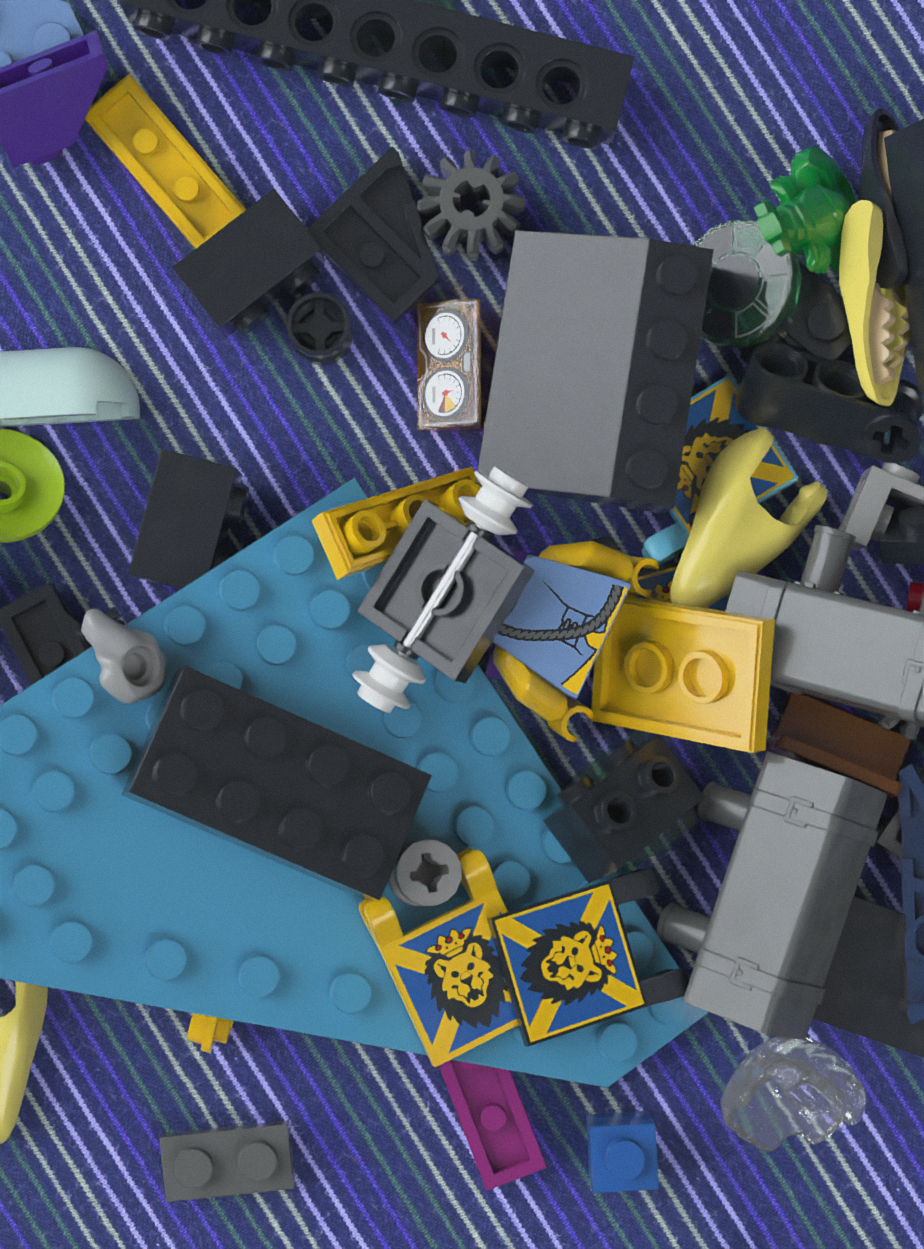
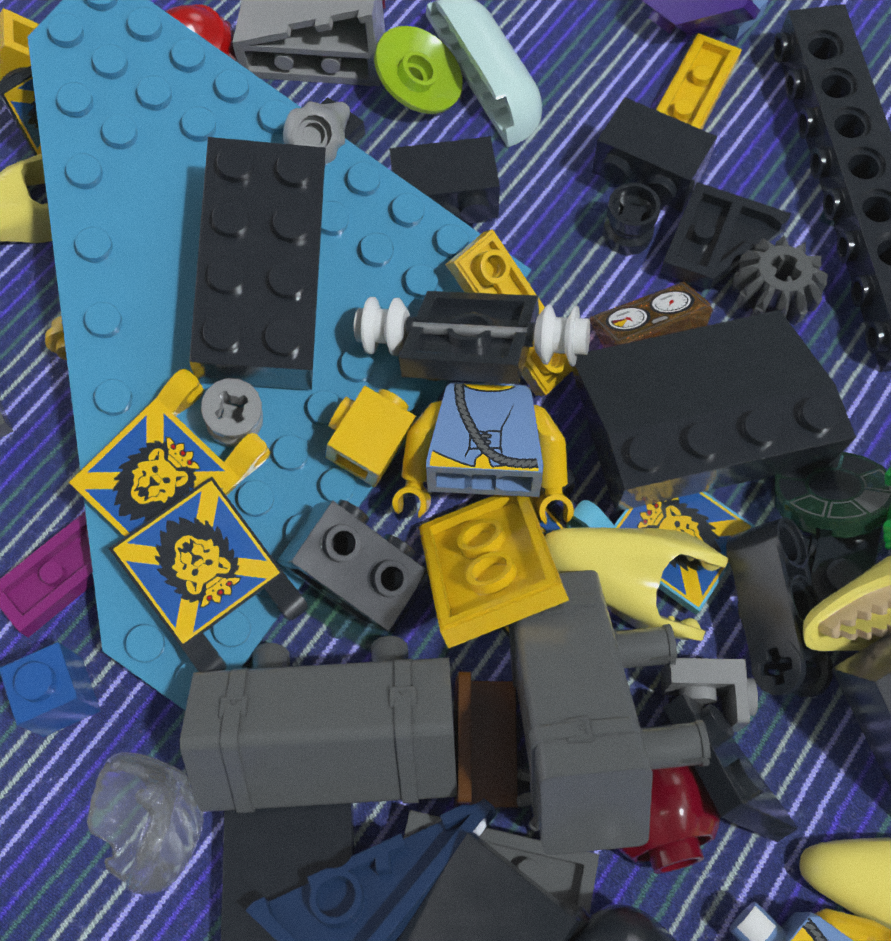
camera: 70 degrees right, 20 degrees down
(500, 738) = (368, 433): none -> yellow brick

